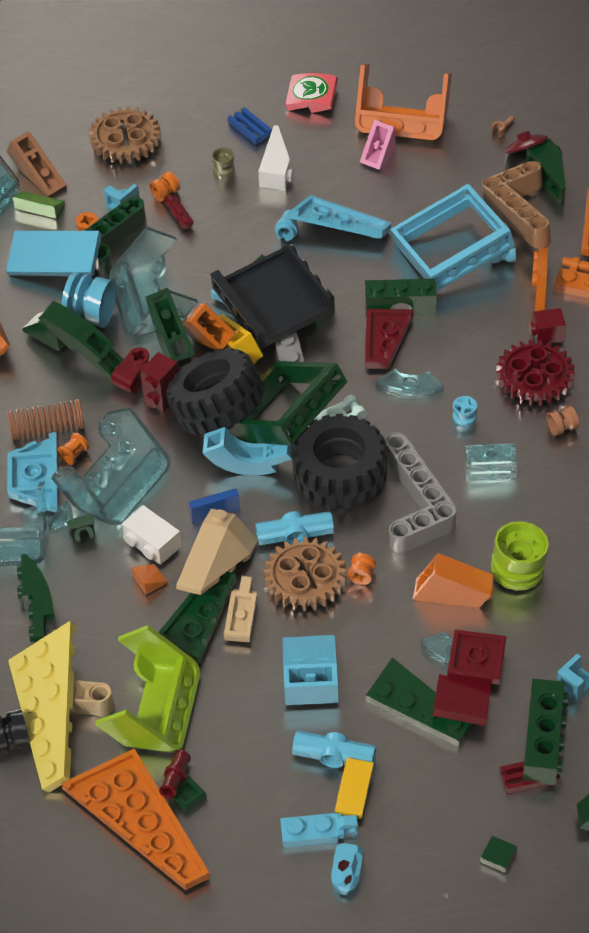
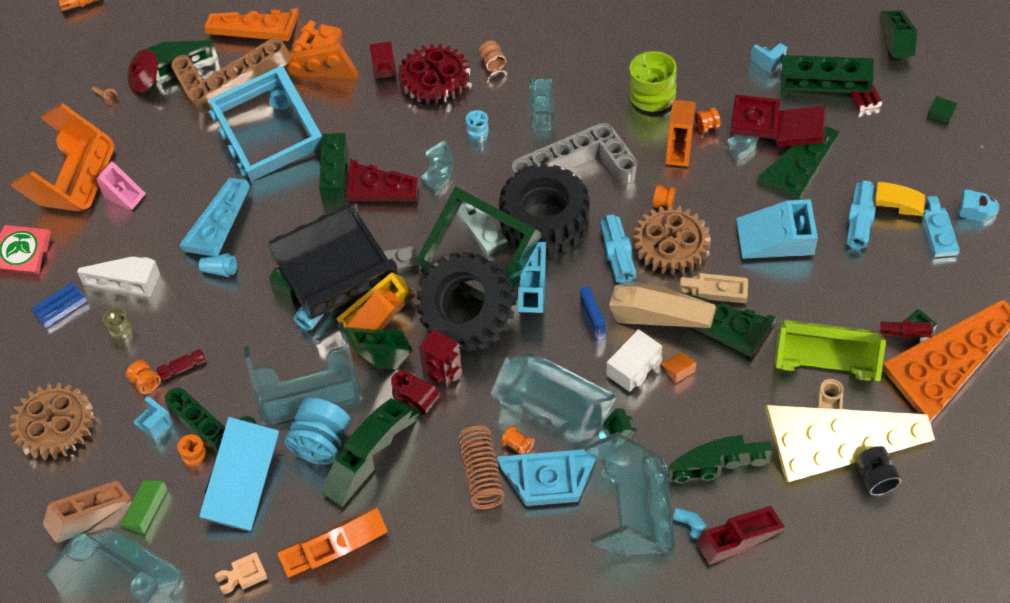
camera: 90 degrees left, 5 degrees up
(472, 612) = (707, 120): none -> orange wheel

